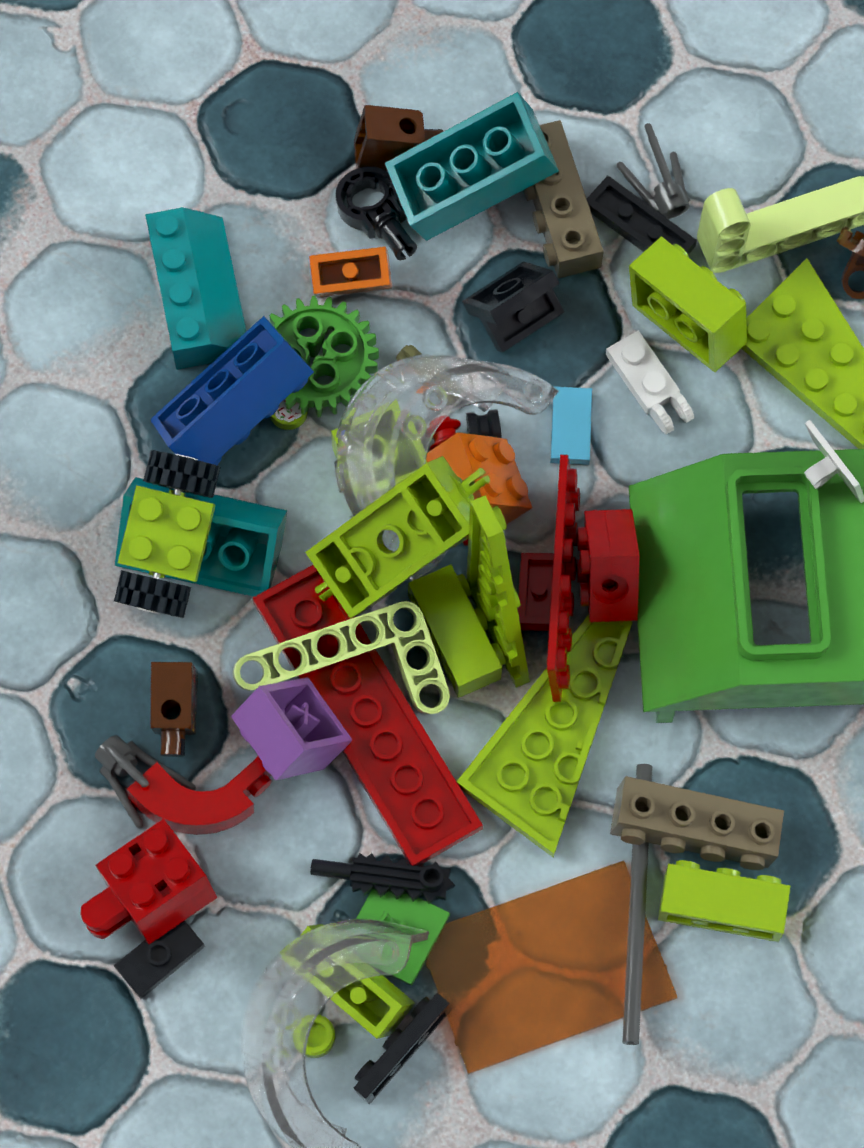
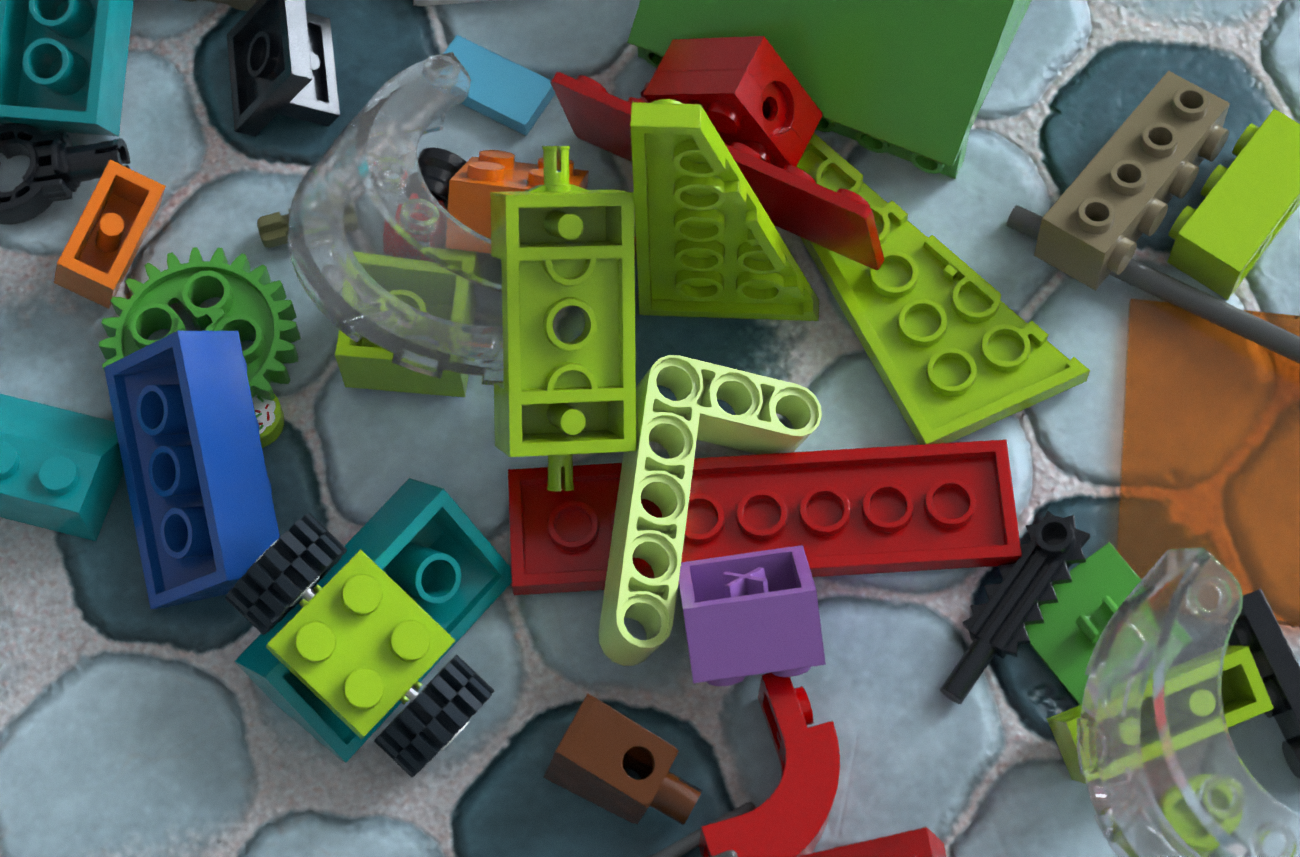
camera: 60 degrees left, 5 degrees down
(457, 630) = (744, 337): lime brick -> none

